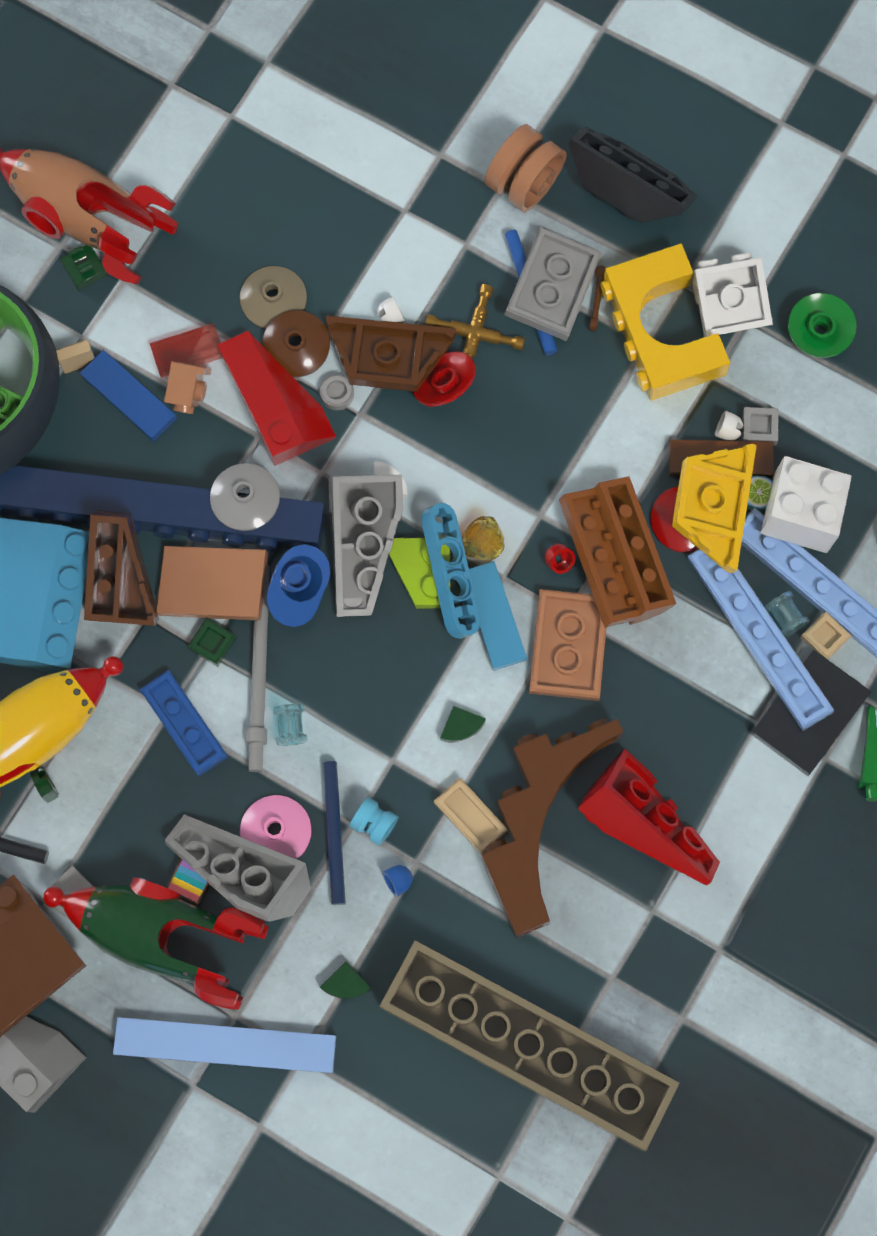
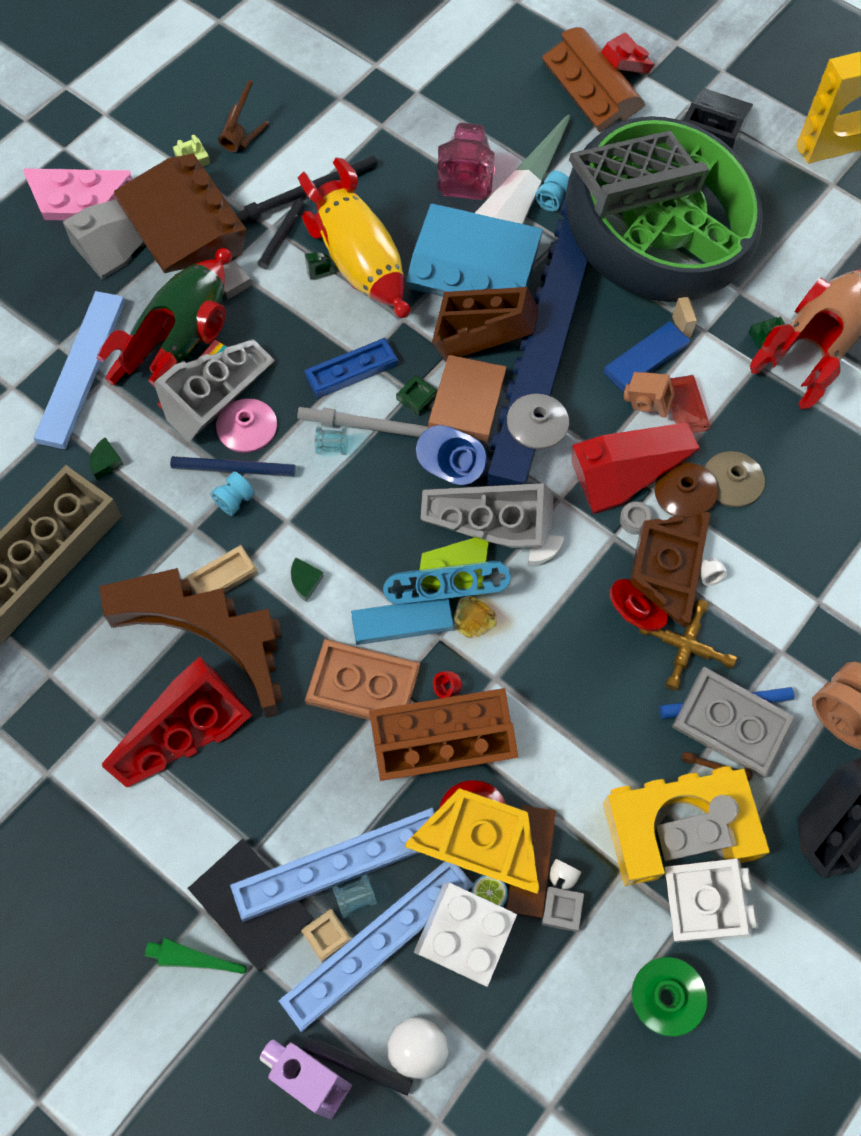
camera: 95 degrees right, 10 degrees down
(398, 879) = (179, 507): blue hinge -> none
(672, 305) = (701, 832): none -> light grey hinge

